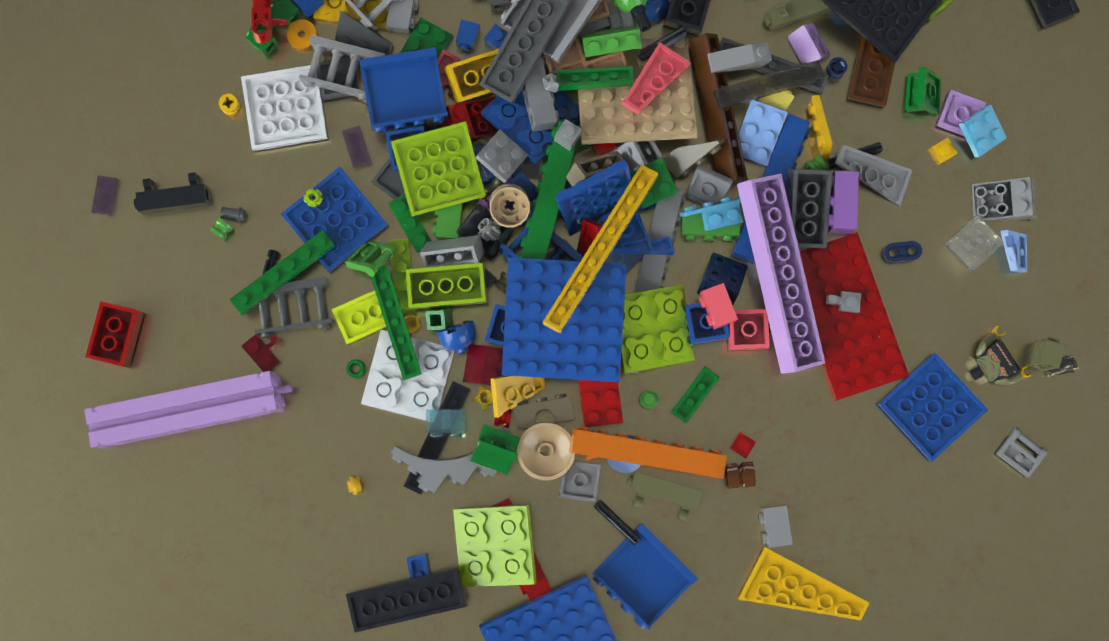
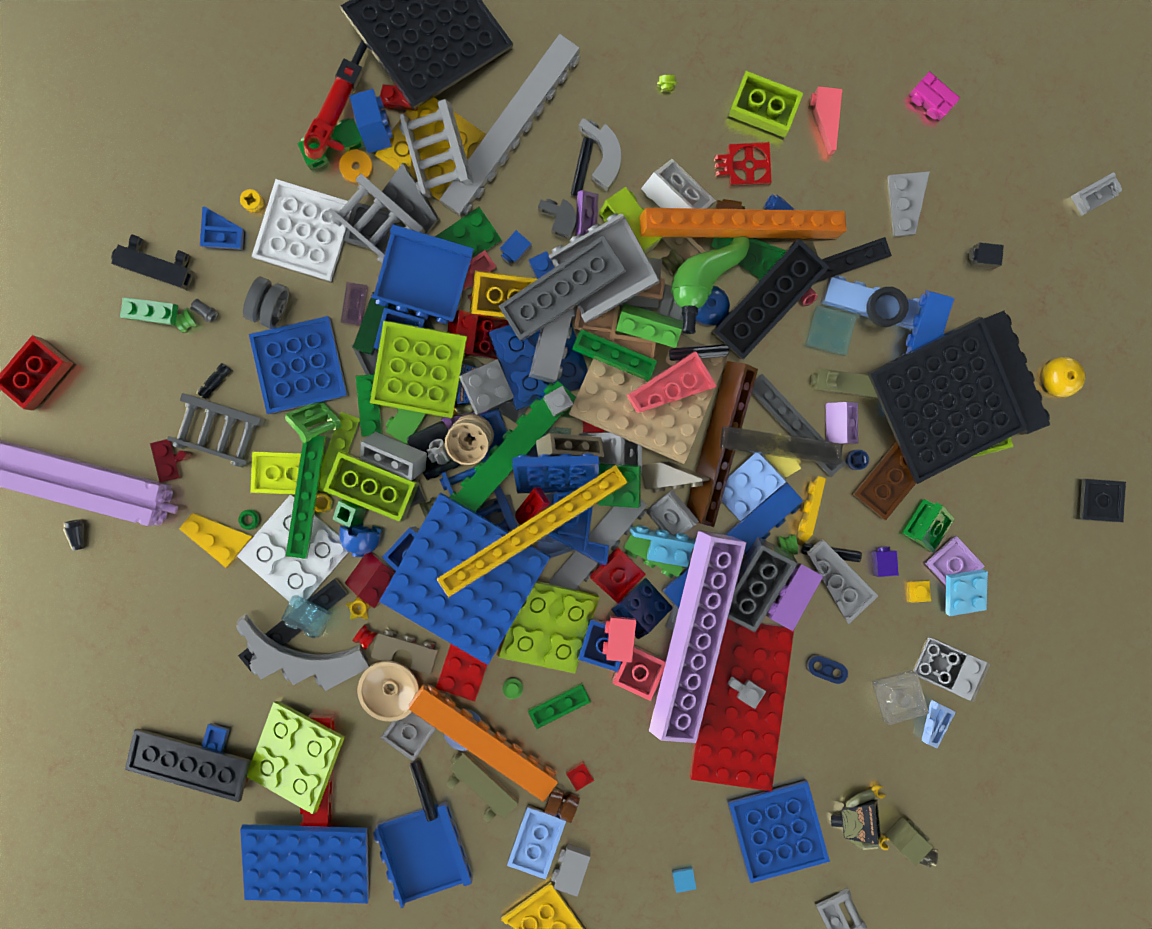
camera: 20 degrees right, 5 degrees up
(105, 195) = (89, 231): clear purple plate -> none
(187, 235) = (149, 311): none -> plate
(214, 453) = (75, 534): none -> black cone
(215, 142) = (219, 232): none -> blue wing
(282, 272) = (220, 394): green plate -> none
(283, 179) = (265, 302): none -> dark grey wheel
(313, 202) = (292, 333): lime plate -> none
(335, 398) = (215, 538): none -> yellow wing
(354, 485) = (192, 630): yellow plate -> none
(379, 157) = (369, 328): none -> dark green tile
(495, 449) = (340, 667): green bracket -> none
(511, 390) = (379, 619): yellow wing -> none
(550, 83) = (567, 339): light grey piece -> none
(688, 260) = (617, 575): none -> red plate
(734, 518) = (536, 842): none -> light blue plate
(740, 58) = (766, 405): light grey slope -> none
(875, 488) = (684, 879): none -> dark azure tile
(903, 140) = (885, 562): none -> dark purple brick

